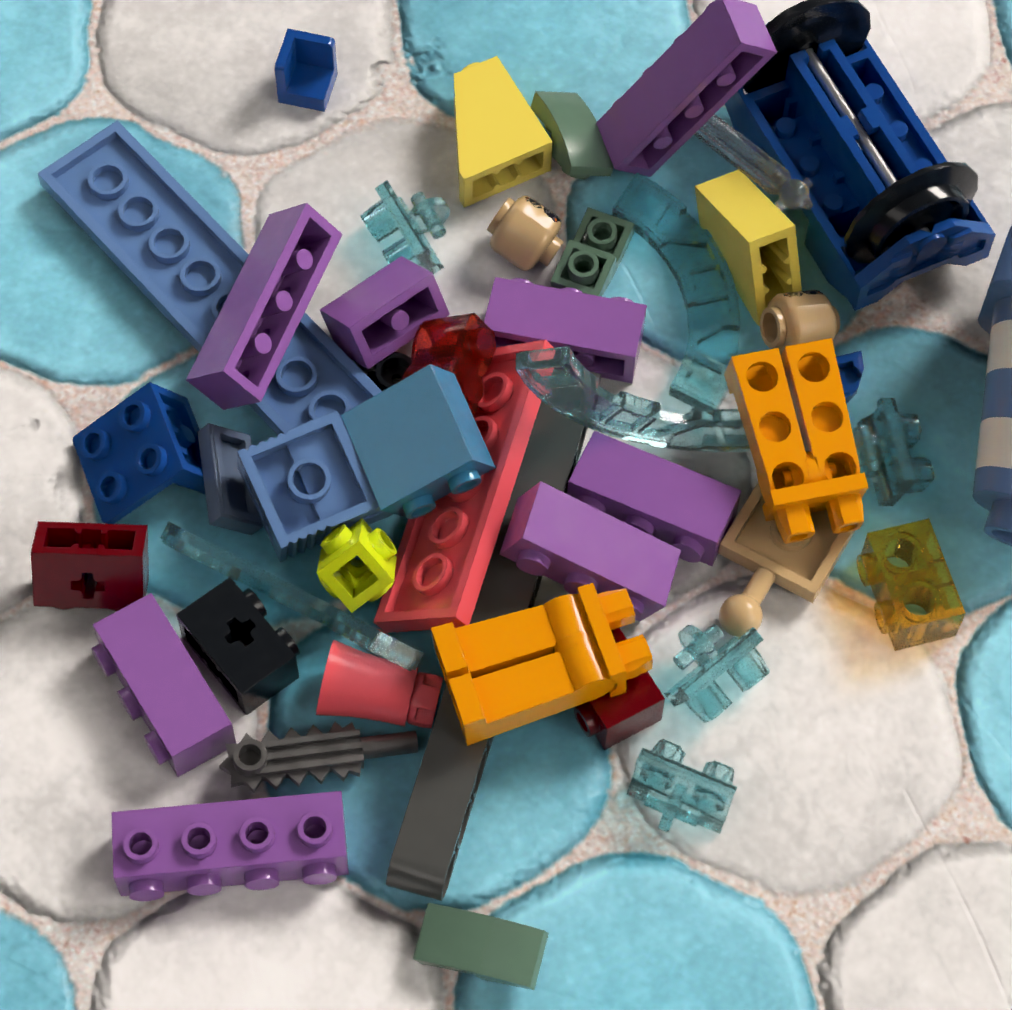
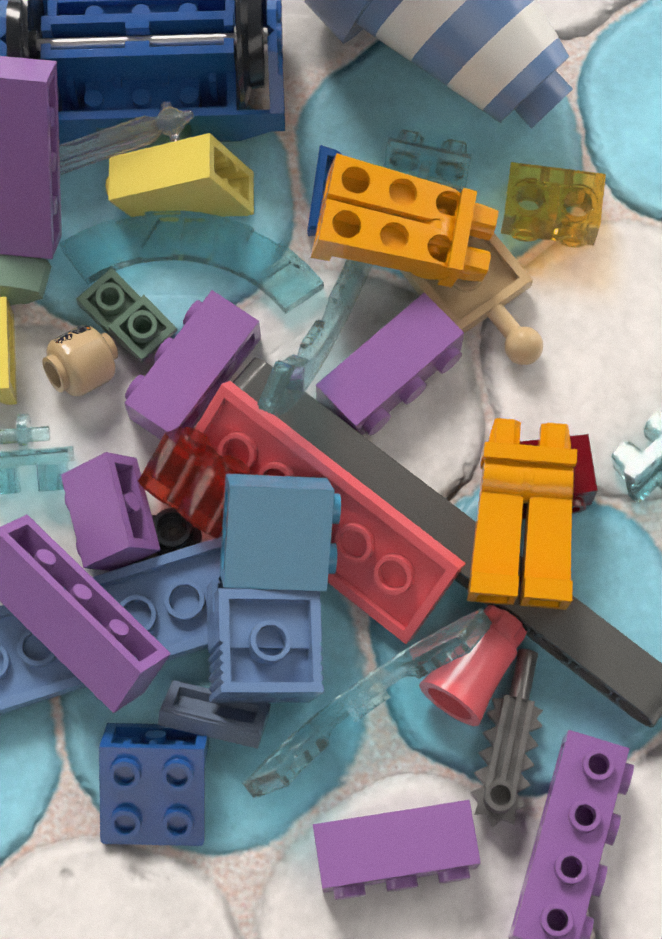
camera: 65 degrees left, 10 degrees up
(89, 565) = (257, 869): dark red brick -> none
(246, 672) = (412, 774): black brick -> none
(355, 579) = (359, 634): neon yellow brick -> none
(583, 545) = (432, 437): medium lavender brick -> none
(735, 657) = (561, 386): clear light blue hips -> none
(798, 319) = (277, 179): tan head -> none

